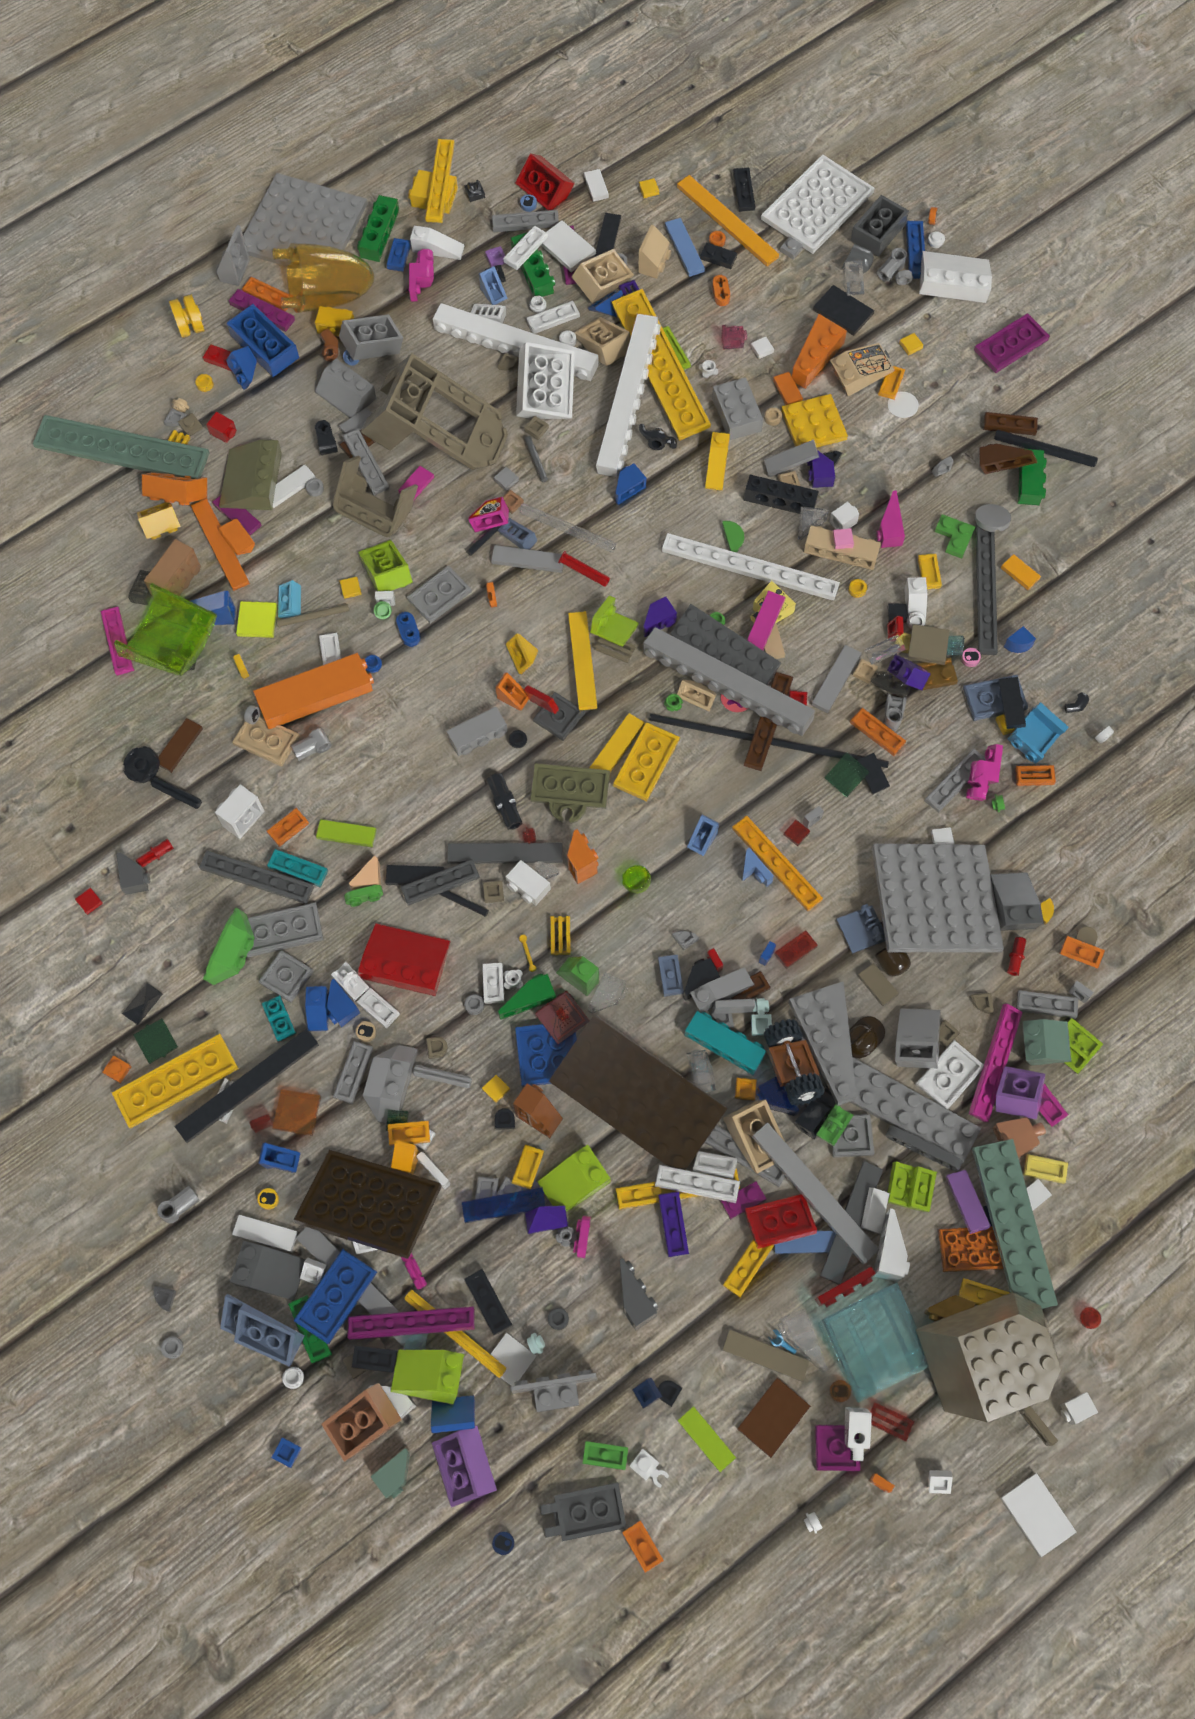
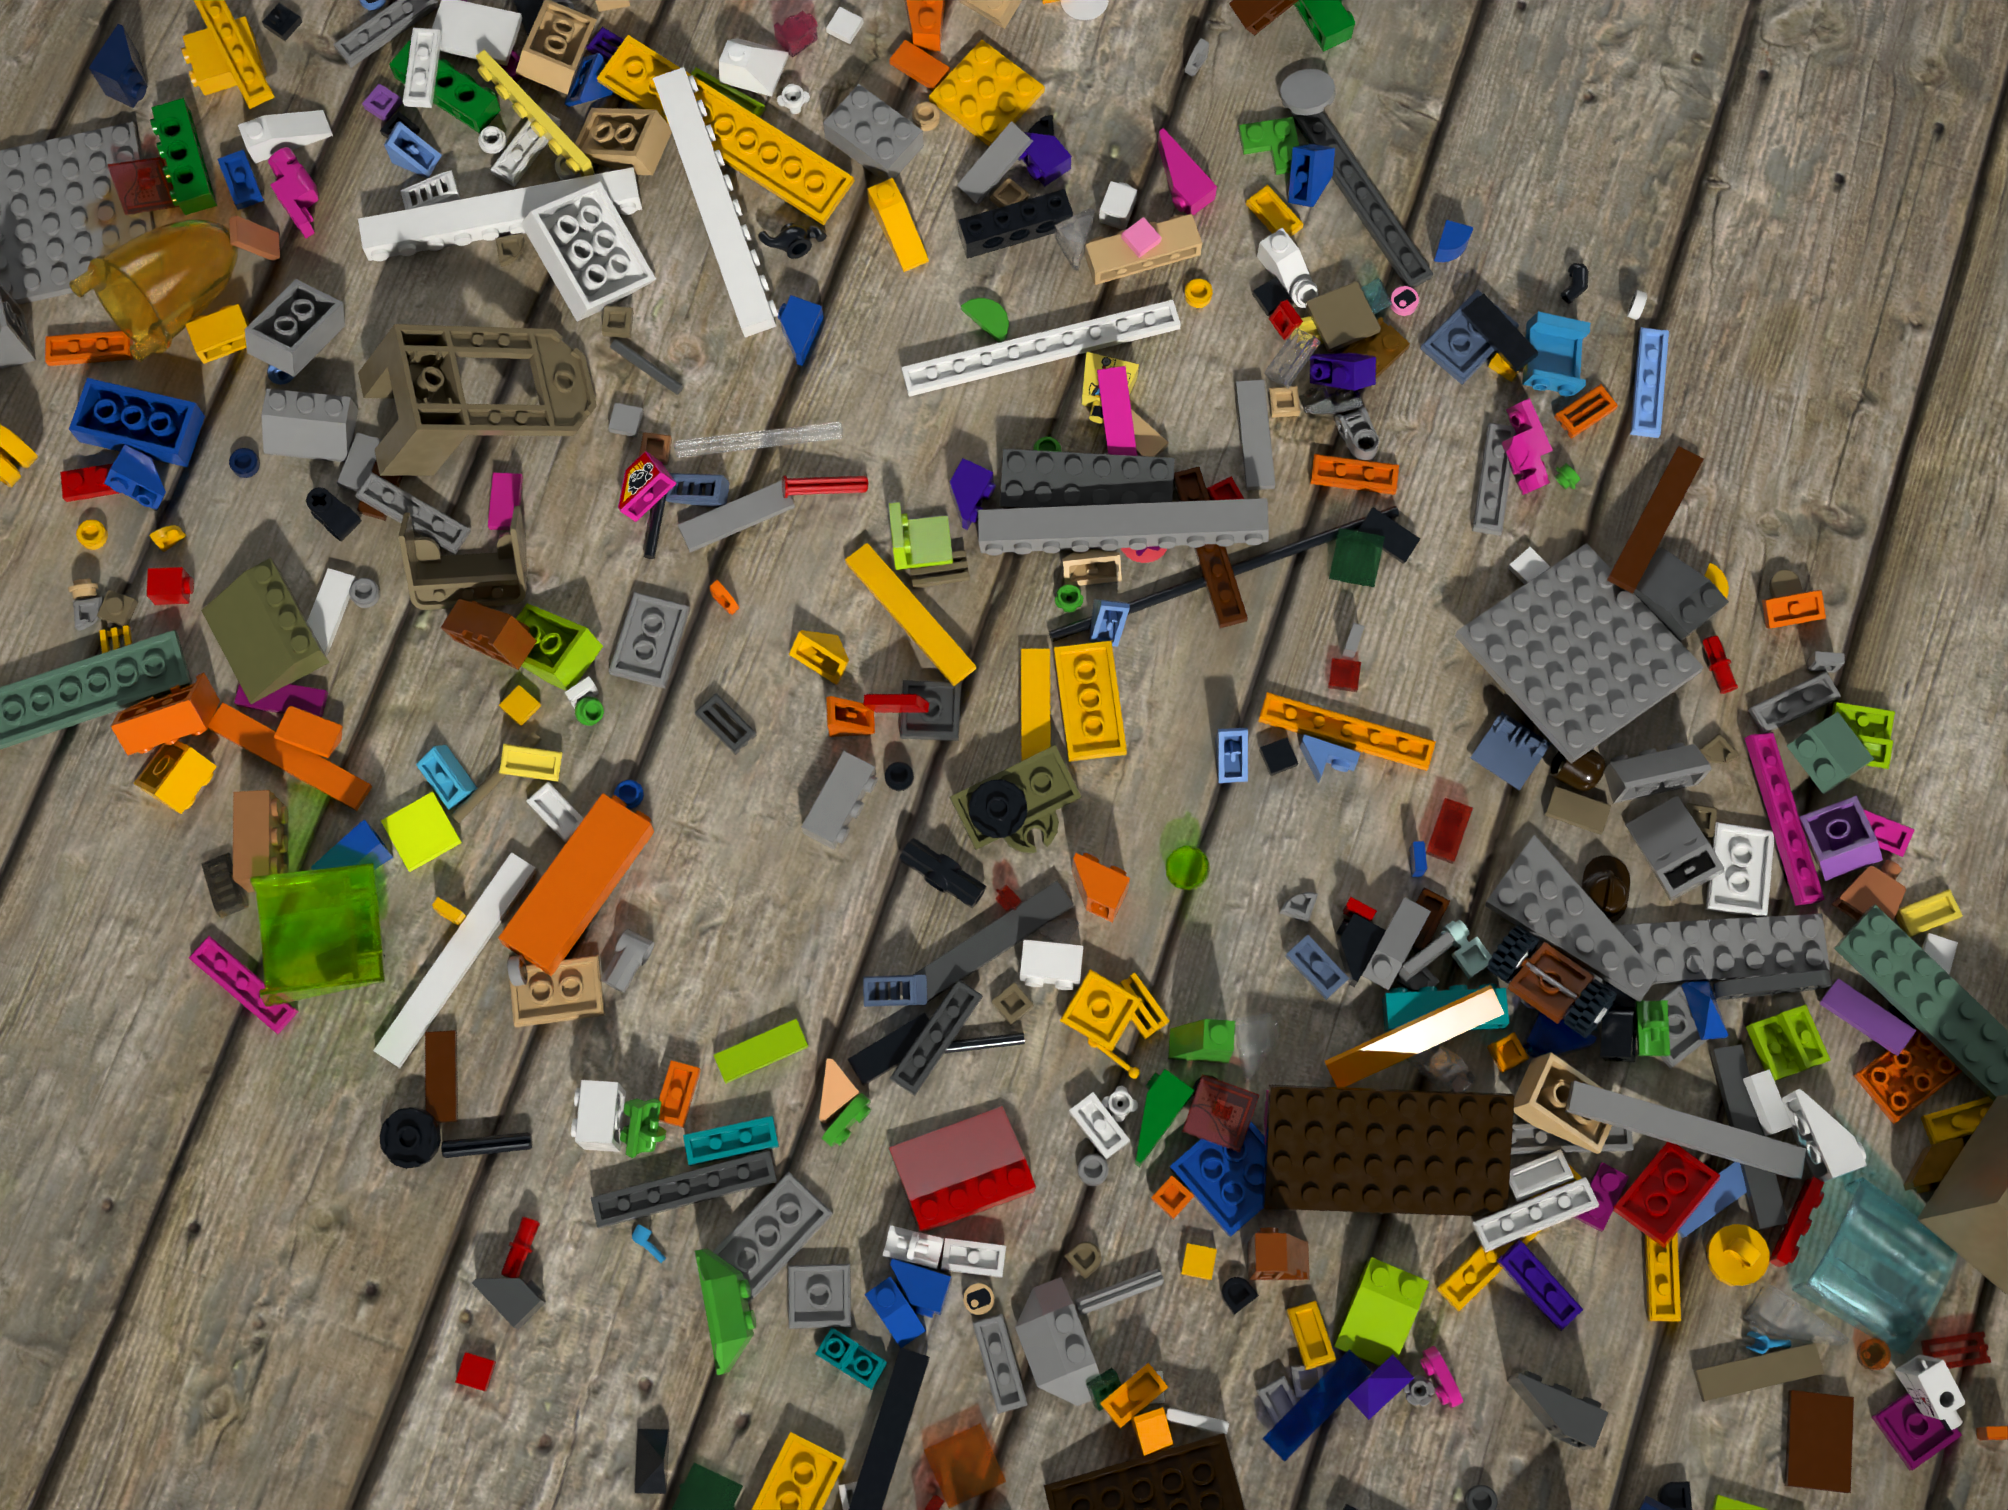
camera: 35 degrees left, 5 degrees up
(219, 886) = (640, 1236): none -> dark azure hand
(226, 692) = (455, 960): none -> white tile
(238, 404) = (167, 536): none -> yellow tile
(242, 300) = (71, 378): magenta plate -> none
(257, 830) = (643, 1127): none -> bright green hips
(302, 391) = (244, 462): none -> dark blue tile
(330, 349) = (241, 373): dark orange arm -> none
(334, 618) = (530, 762): none -> light yellow tile
(347, 230) = (141, 185): none -> clear red piece
(359, 540) = (489, 632): none -> dark orange wedge
(377, 168) = (120, 69): none -> dark blue slope
(383, 284) = (254, 238): none -> nougat tile
(408, 627) = (641, 714): blue plate -> none
(446, 850) = (913, 988): none -> sand blue slope
(450, 672) = (742, 740): none -> dark grey tile
(505, 1045) = (1172, 1197): none -> orange plate
(537, 923) = (1101, 1010): none -> yellow tile
(555, 785) = (998, 808): none -> black tile
(566, 307) = (540, 122): none -> light yellow plate
(684, 725) = (1108, 621): none -> medium blue slope
(696, 1044) = (1414, 1037): none -> tile
(697, 339) = (751, 66): none -> white slope
(729, 853) = (1278, 756): none -> black tile
(799, 1283) = (1737, 1255): none -> yellow tile
(874, 1137) = (1705, 1010): none -> blue slope
(936, 990) = (1655, 772): none -> light grey slope
(963, 559) = (1310, 173): none -> blue slope
(1020, 572) = (1389, 145): light orange tile -> none
(1033, 854) = (1655, 519): none -> reddish brown tile
(1083, 781) = (1649, 382): none -> light blue tile

